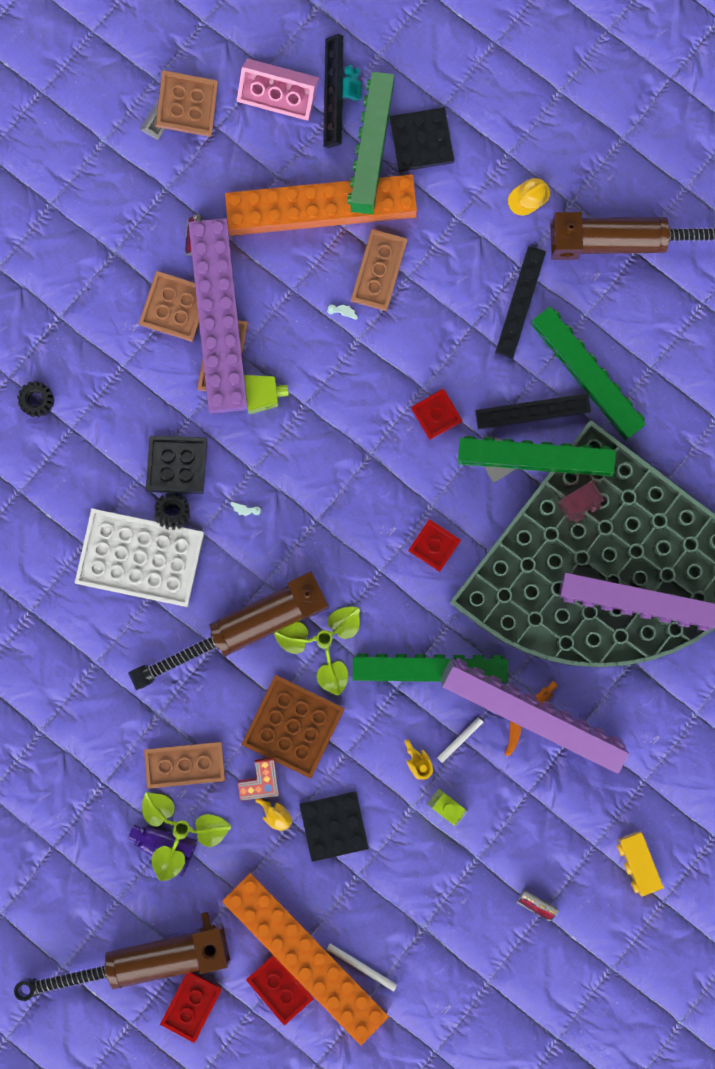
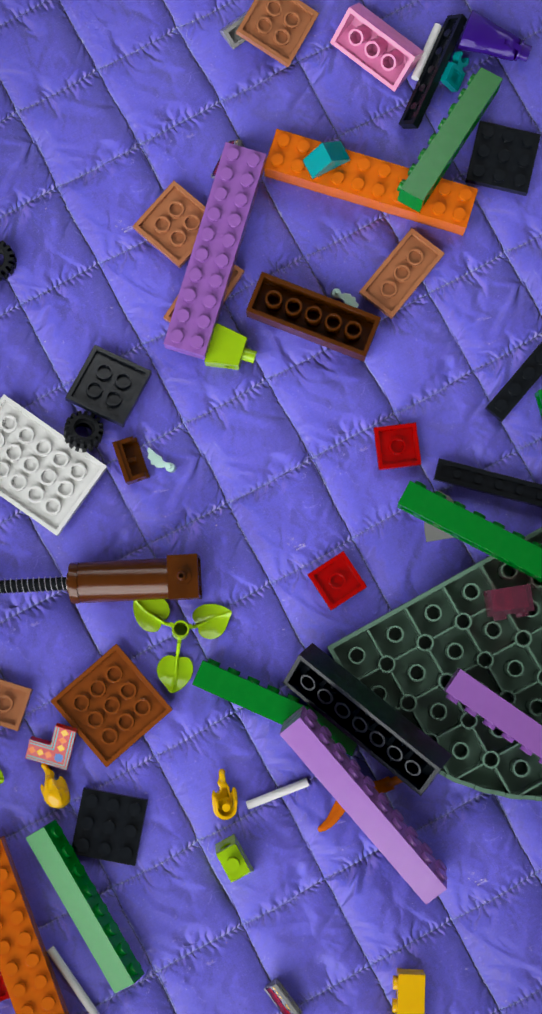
camera: 30 degrees right, 0 degrees up
(221, 518) = (131, 460): none -> reddish brown hinge
(277, 201) = (325, 158): none -> teal slope
(321, 74) = (427, 50): none -> white bar
(321, 336) = (313, 316): none -> reddish brown brick
(342, 898) = (85, 906): none -> brick
(367, 44) = (490, 39): none -> dark purple piece
(506, 646) = (366, 719): none -> black brick

